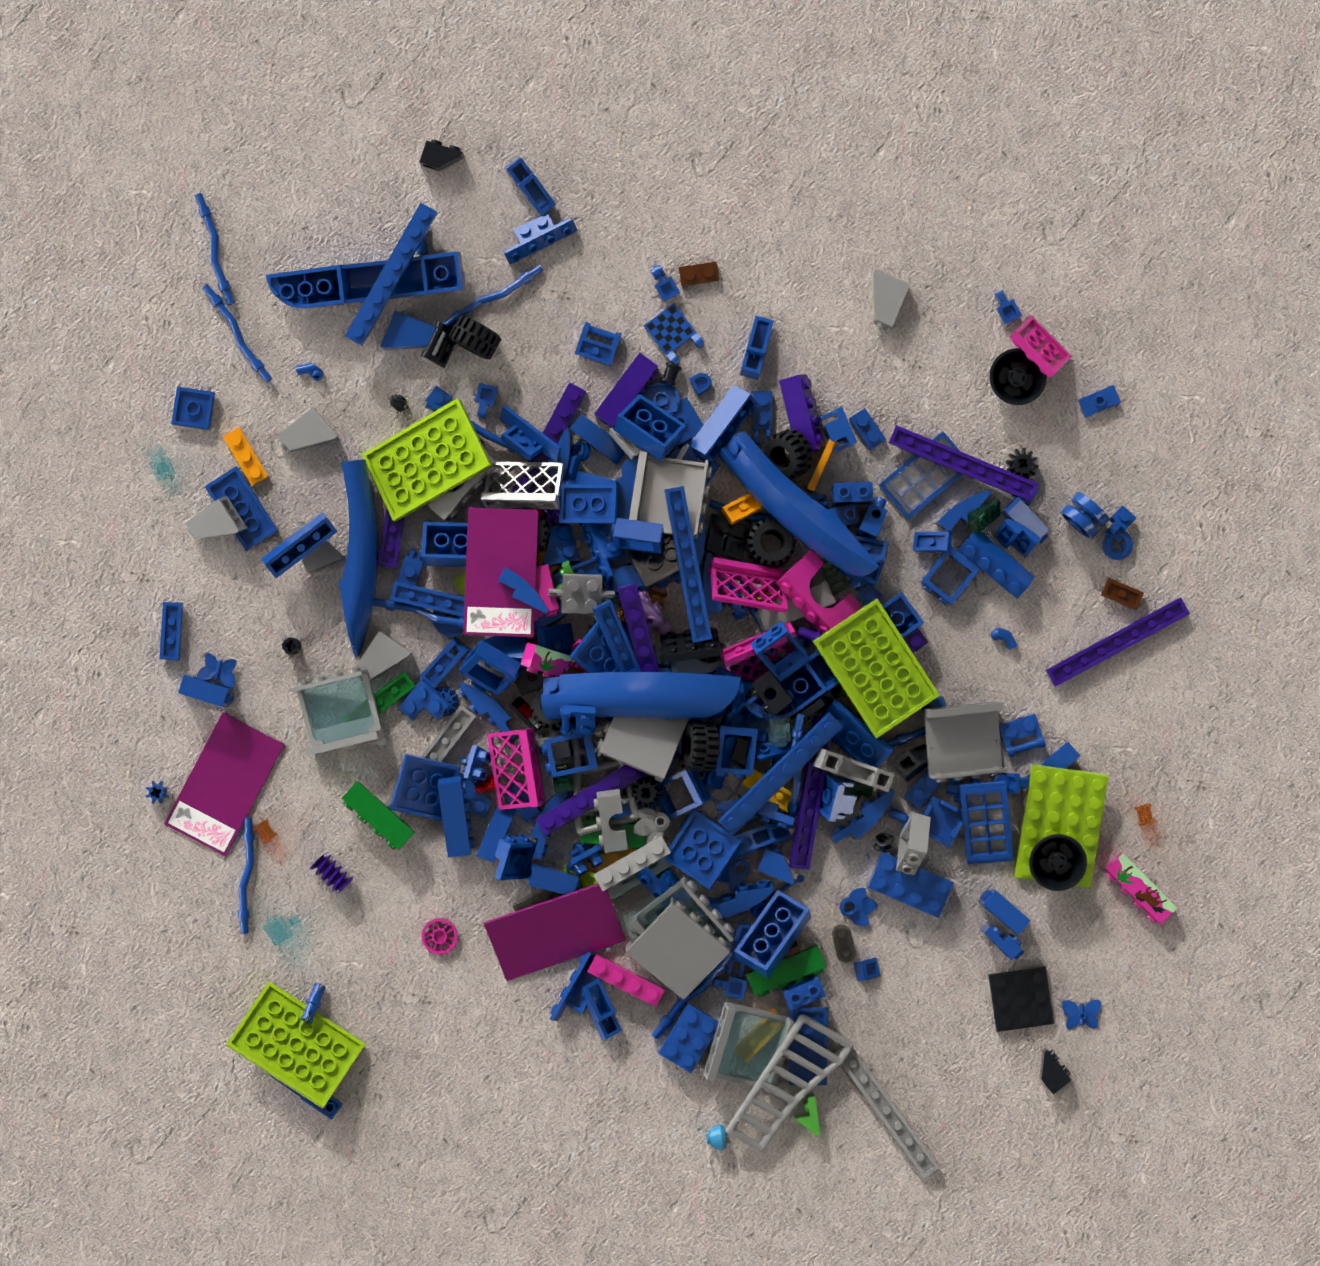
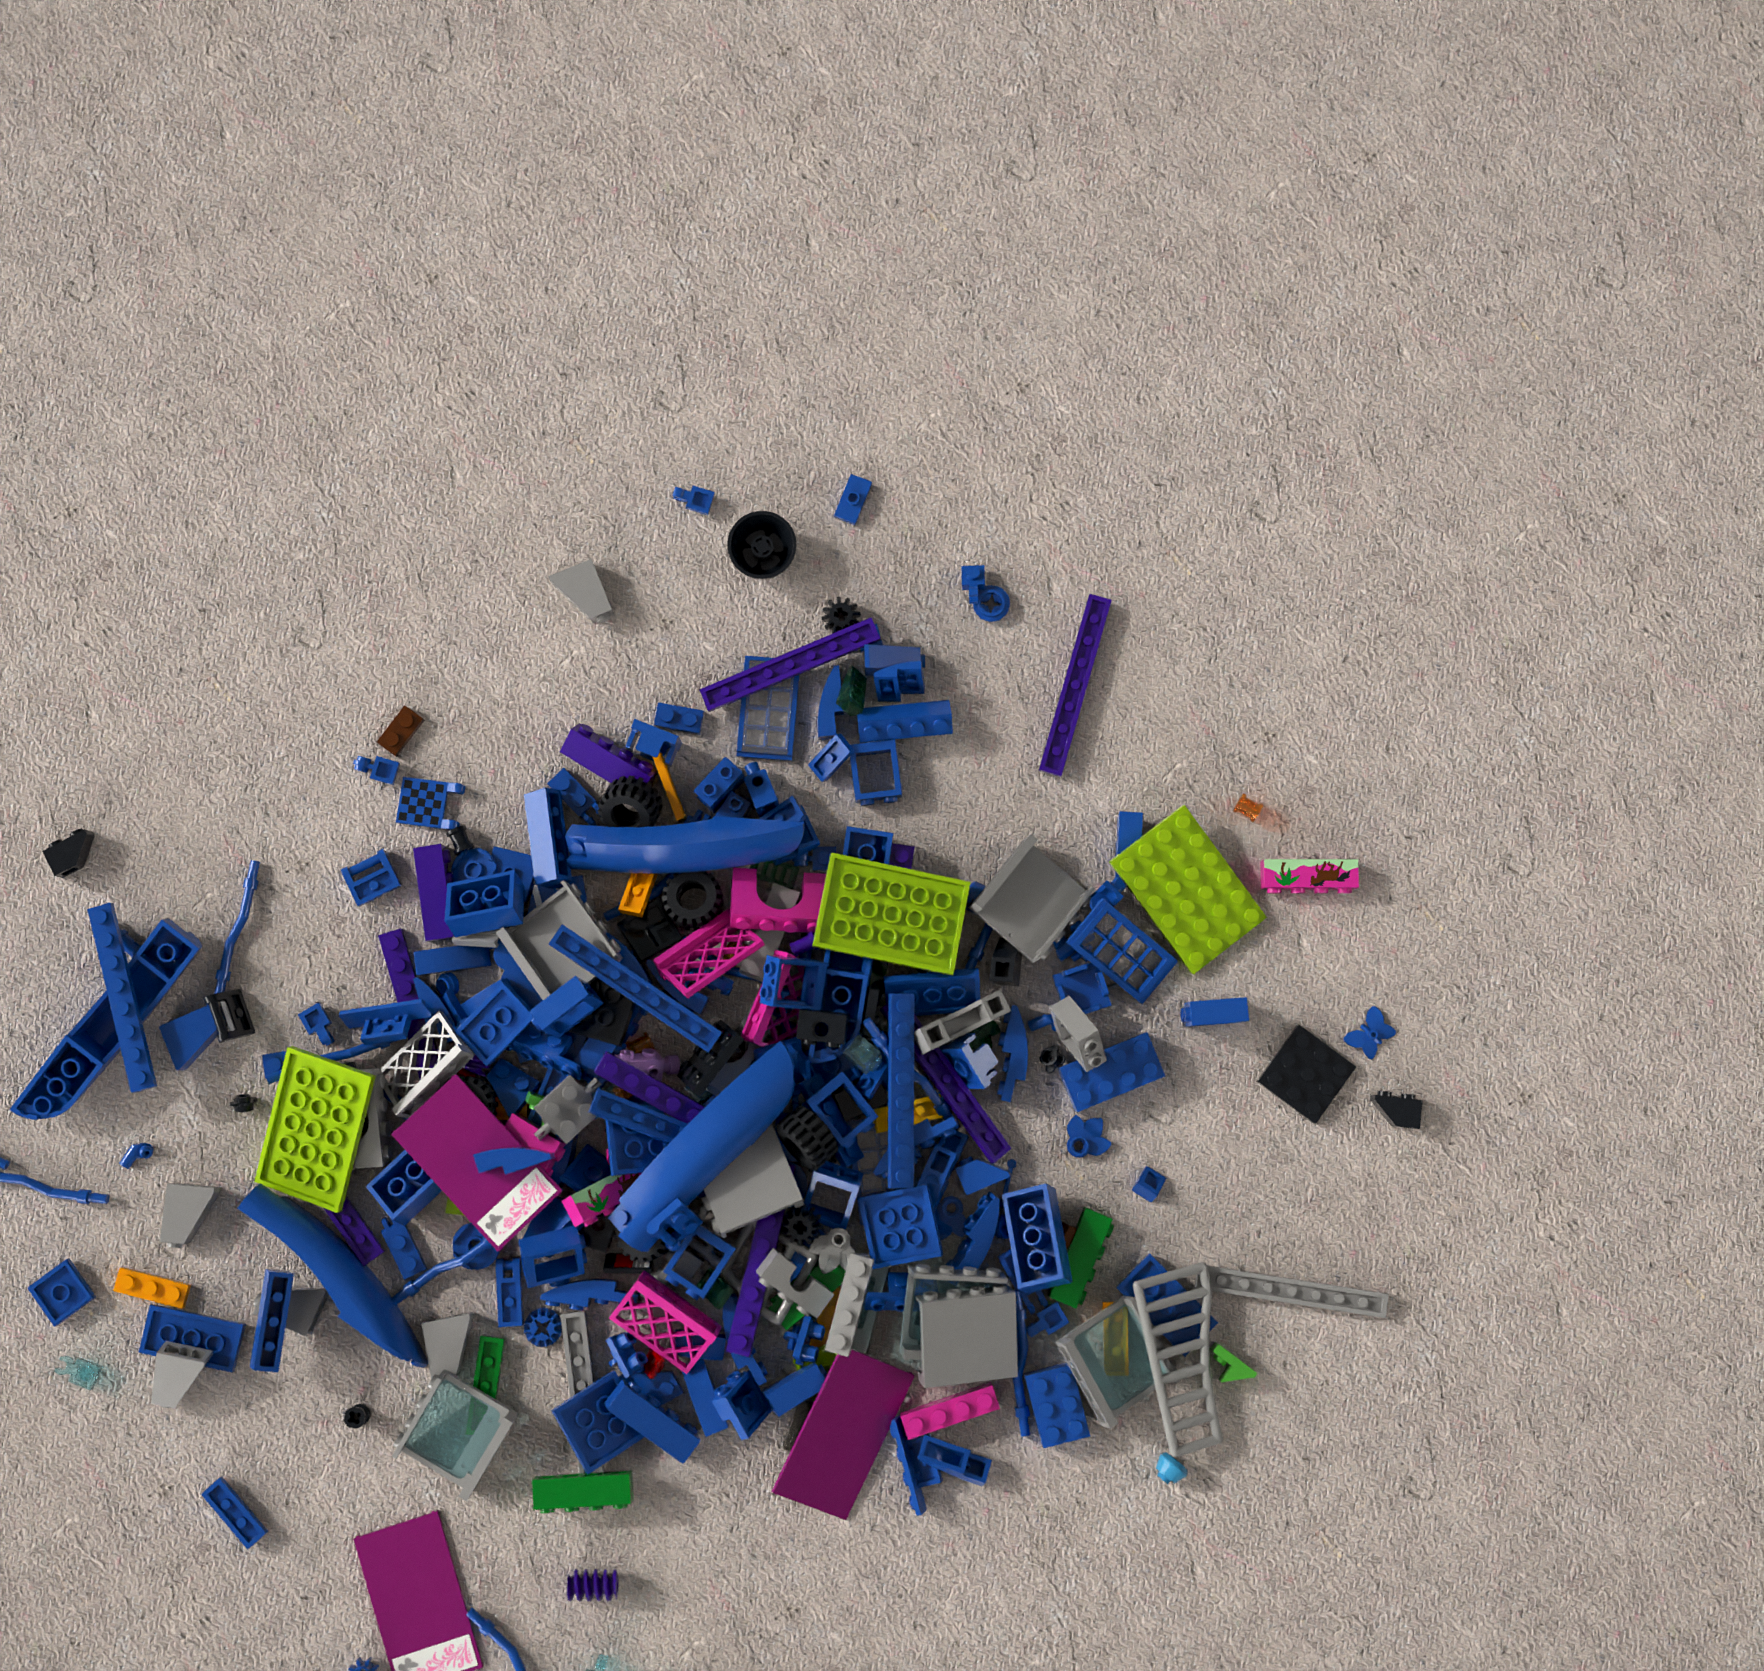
camera: 50 degrees left, 5 degrees down
(206, 691) = (317, 1536): blue window -> none
(218, 668) = (310, 1504): blue piece -> none
(265, 831) = (496, 1607): clear orange bush -> none
(424, 697) = (521, 1340): blue plate -> none
(428, 598) = (436, 1251): blue plate -> none
(439, 936) = (746, 1541): dark pink wheel -> none
(475, 337) = (252, 978): black tyre -> none
(530, 186) = (176, 800): blue slope -> none
(538, 235) = (225, 837): blue bracket -> none
(700, 383) = (495, 822): blue tile -> none
(756, 347) = (513, 744): blue slope -> none
(799, 992) = (1116, 1255): blue window -> none
(844, 942) = (1106, 1181): clear smoke plate -> none
(922, 789) = (1038, 979): blue hinge -> none
(1005, 635) = (974, 775): blue arm -> none
(1006, 943) = (1247, 1037): blue plate -> none
(1018, 729) = (1068, 843): blue plate -> none
(1040, 346) = (755, 501): dark pink plate -> none
(1055, 872) = (1226, 931): black piece -> none
(1084, 515) = (938, 605): blue wheel -> none
(1122, 594) = (1037, 641): reddish brown plate -> none

